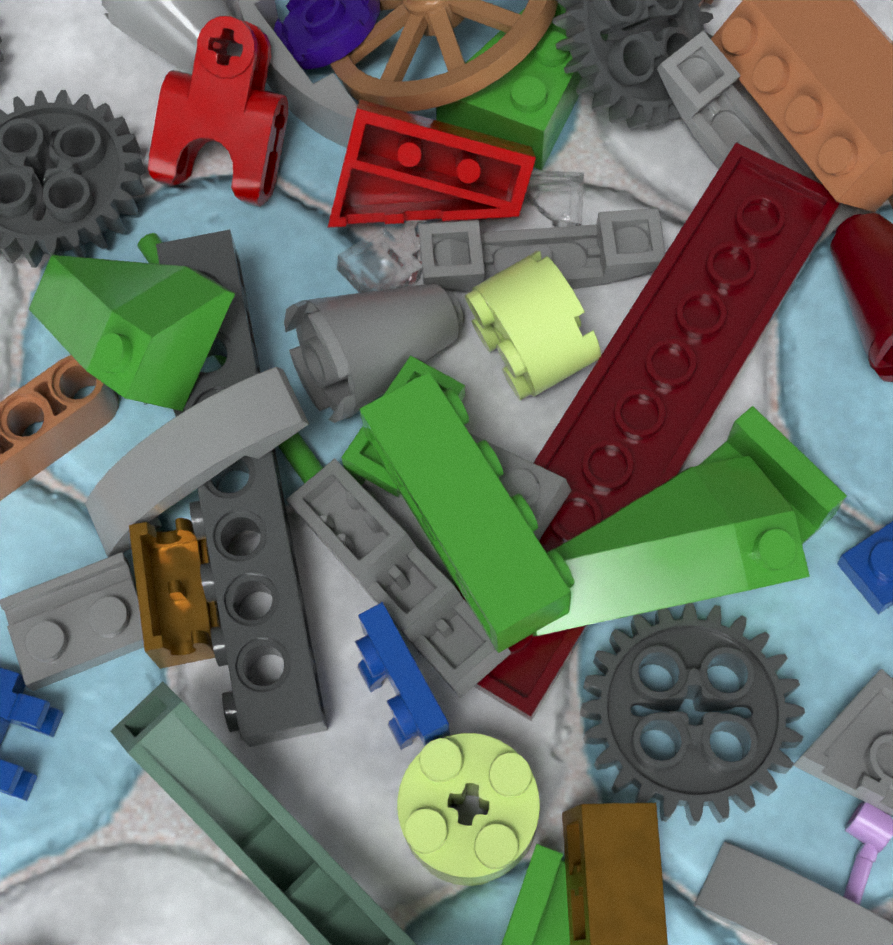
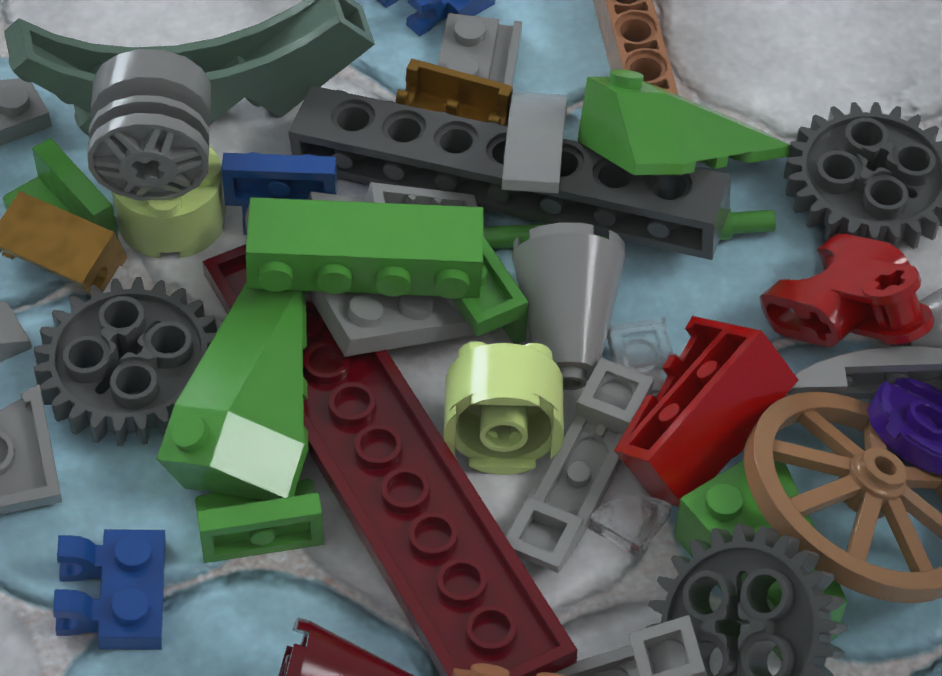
camera: 115 degrees right, 15 degrees down
(472, 803) = (149, 125): none -> light grey wheel

